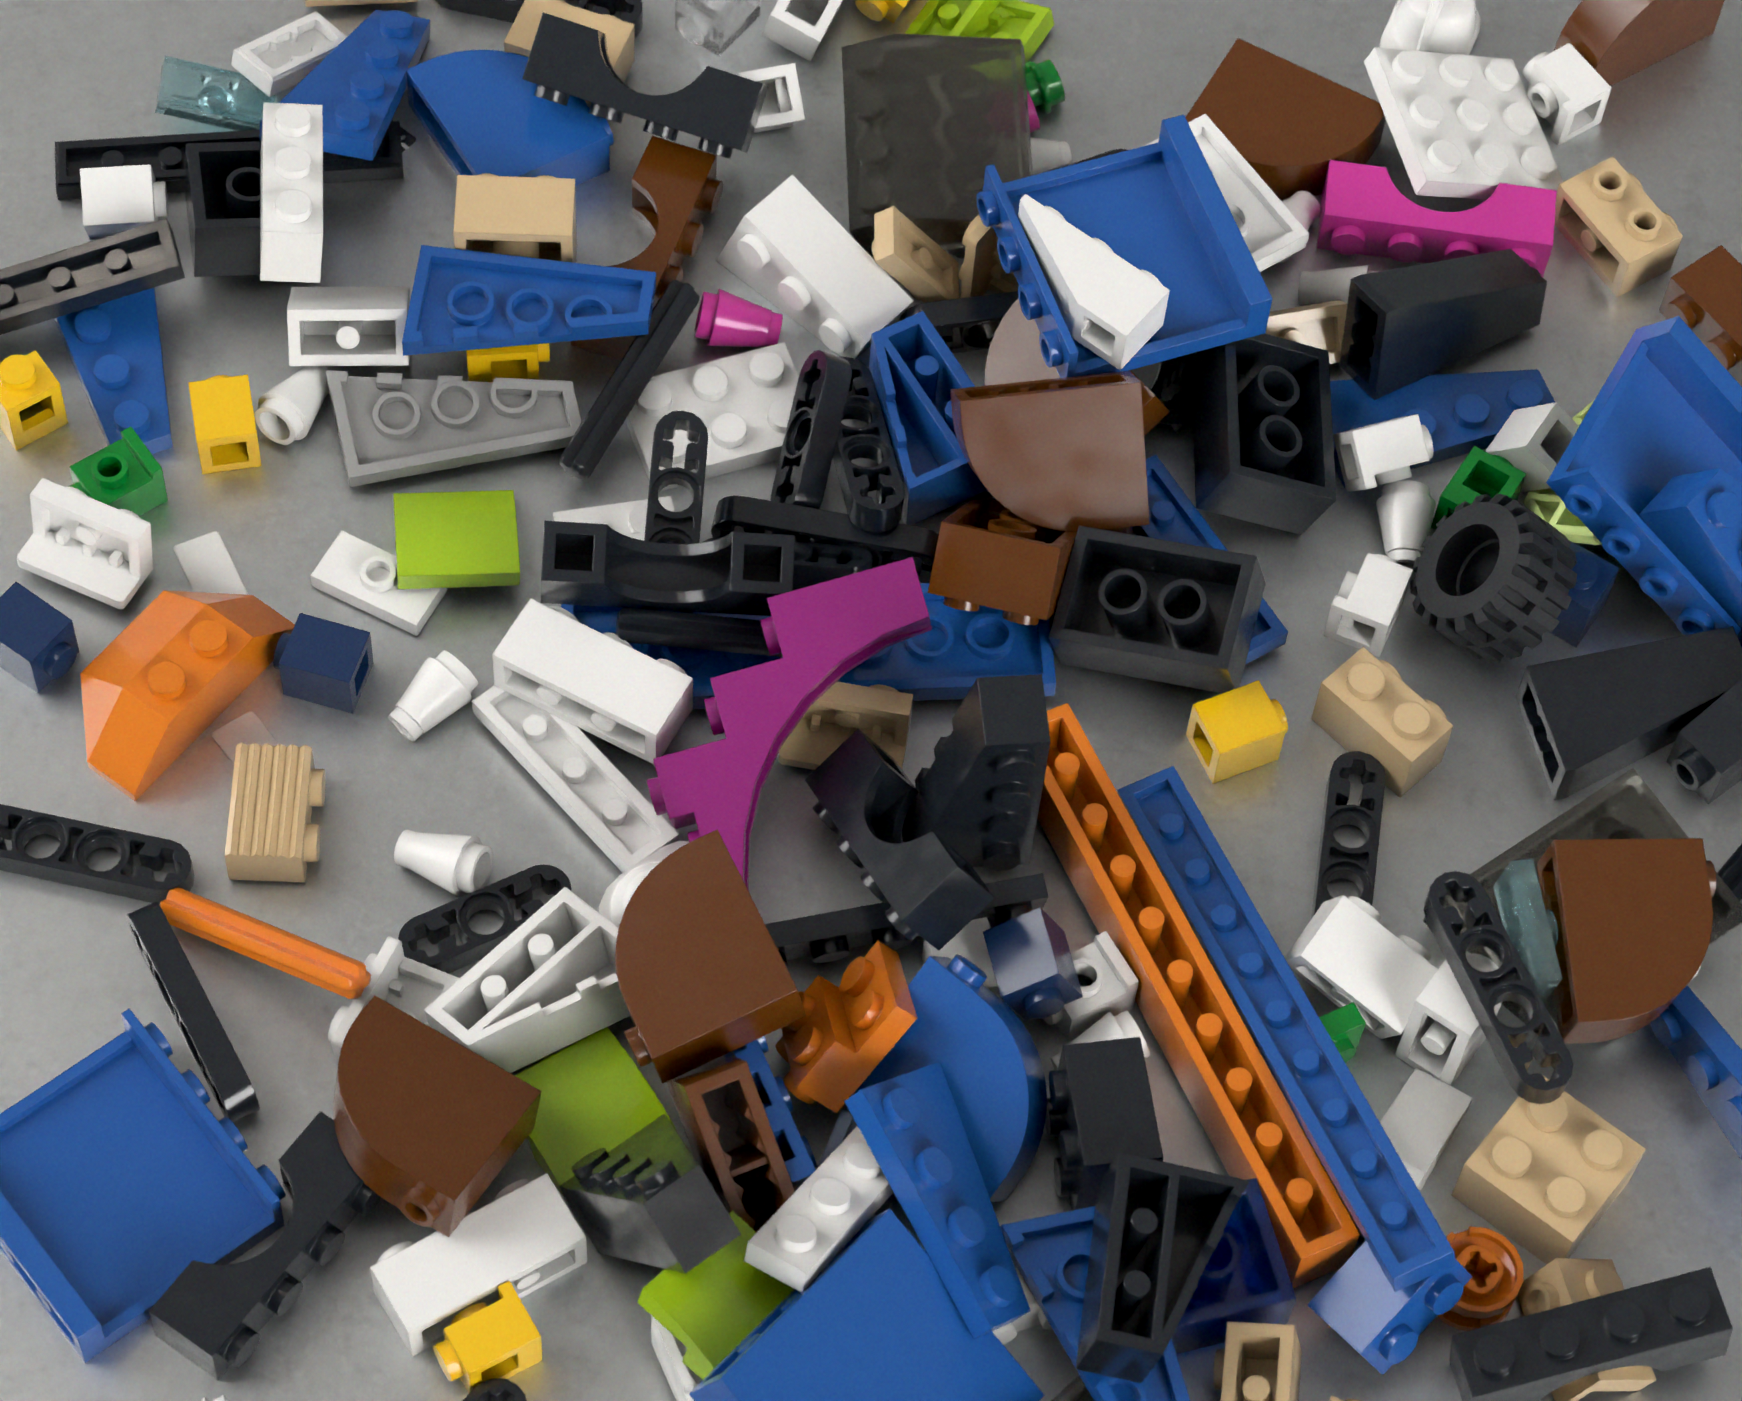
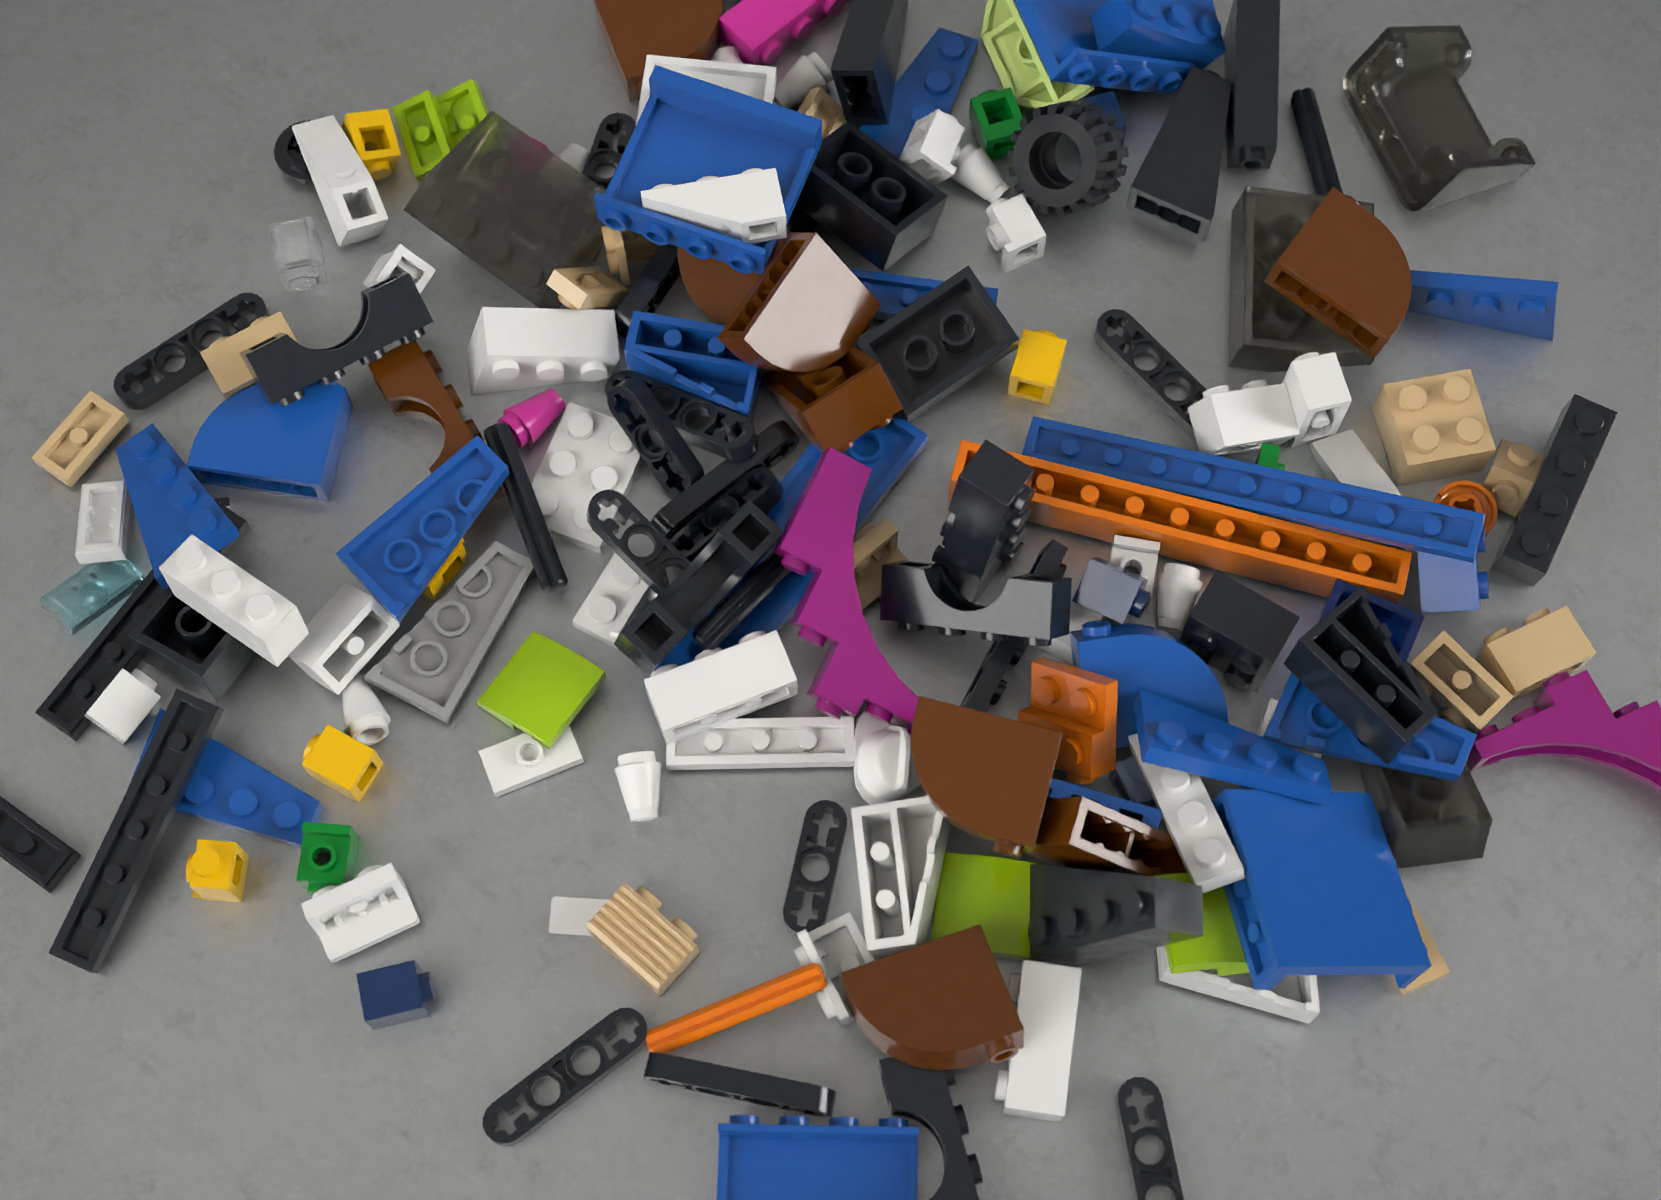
camera: 45 degrees left, 10 degrees up
(172, 680) = (495, 928): orange wedge -> none
(209, 565) = (445, 852): white sticker -> none
(324, 662) = (564, 830): dark blue brick -> none
(448, 860) = (758, 860): white cone -> none
(489, 1341) = (1095, 1072): yellow brick -> none
(516, 216) = (364, 486): tan brick -> none
(1044, 85) = (523, 120): green plate -> none
(1376, 713) = (1092, 285): tan brick -> none
(1506, 983) = (1340, 354): black beam -> none
(1529, 924) = (1308, 319): clear light blue plate -> none
(1534, 442) = (997, 65): white brick -> none

